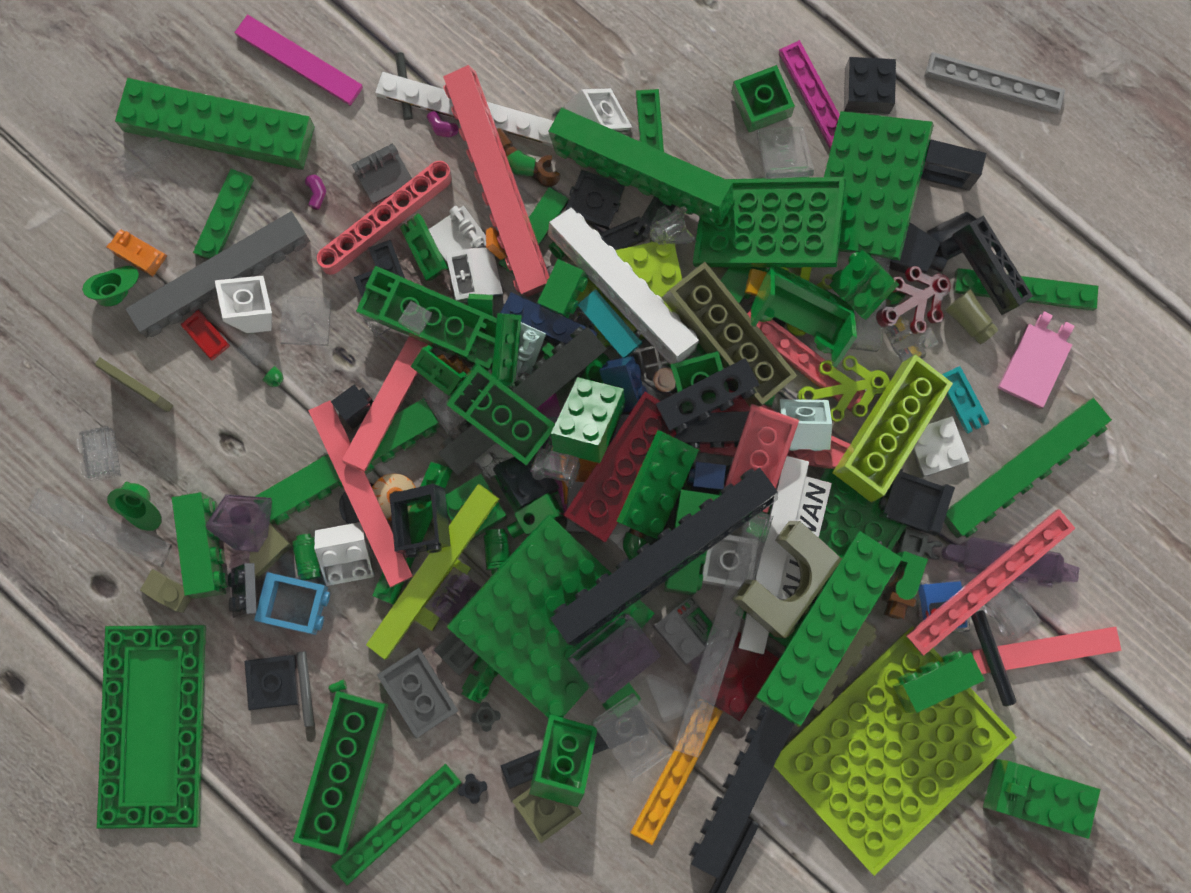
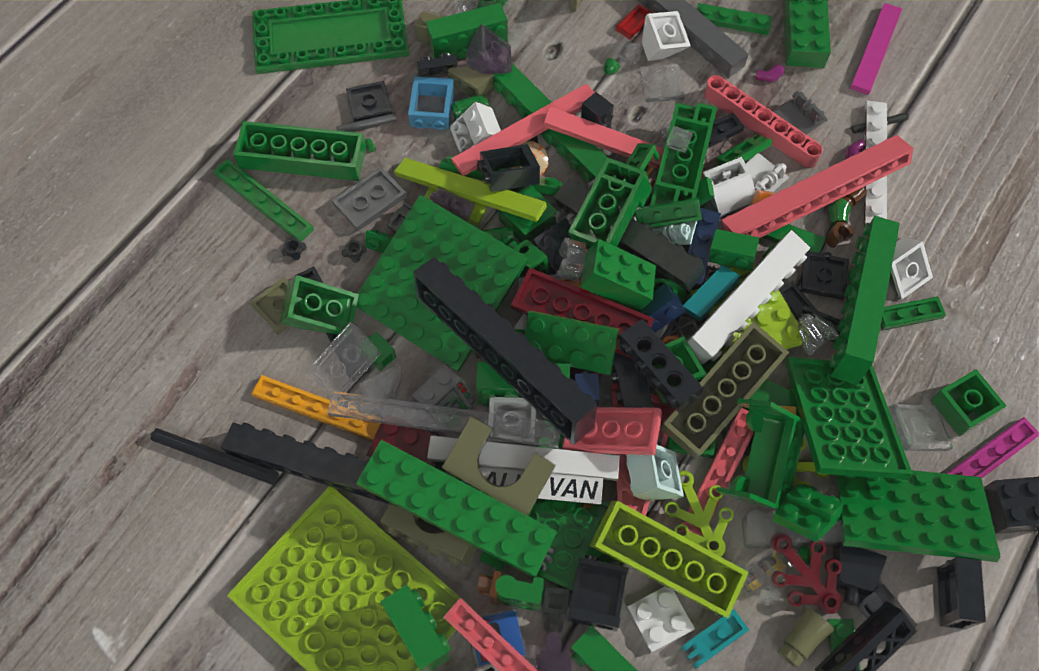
camera: 85 degrees right, 15 degrees down
(614, 657) = (411, 333): clear purple brick -> none

